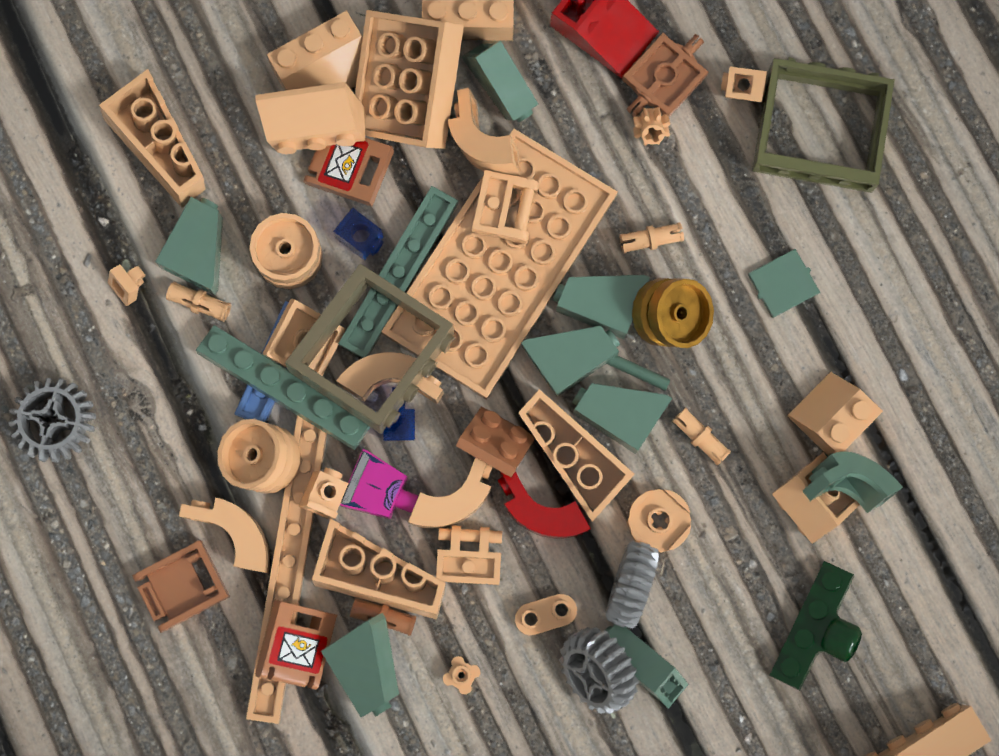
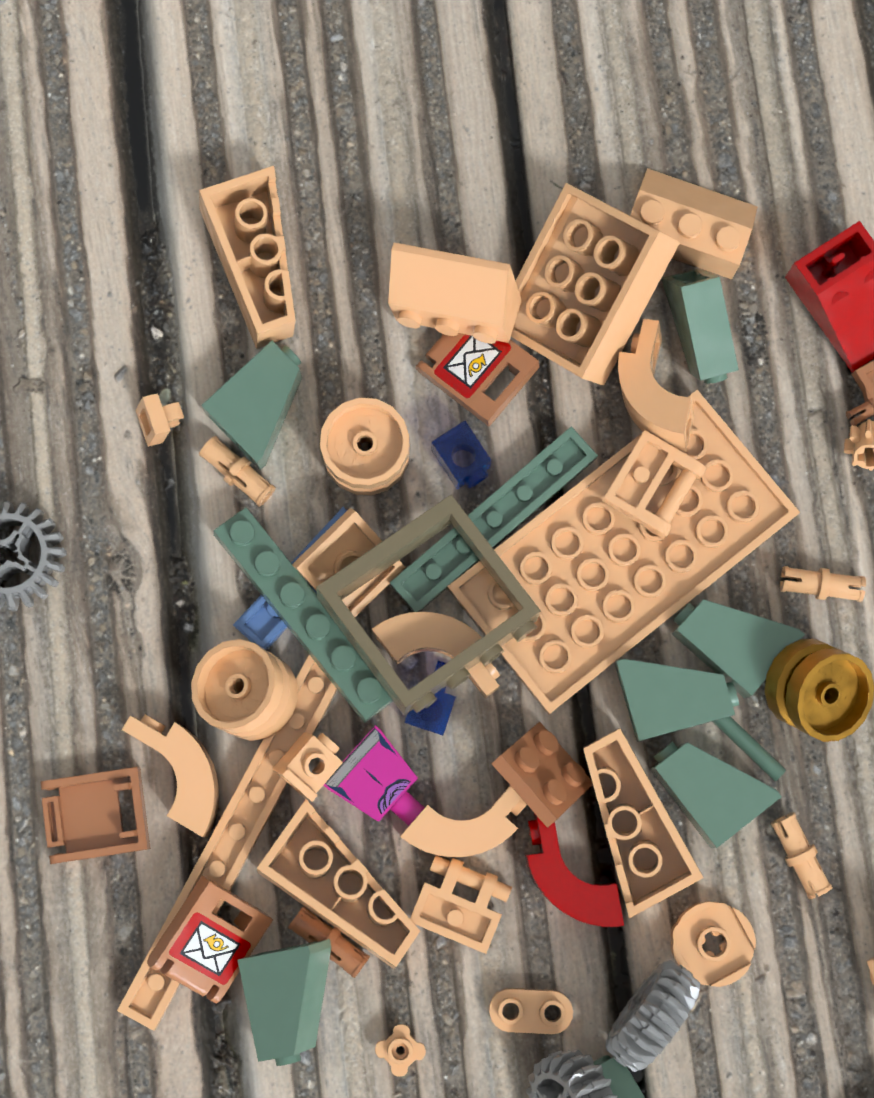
camera: 20 degrees right, 0 degrees up
(320, 56) = (489, 220): light nougat slope -> none

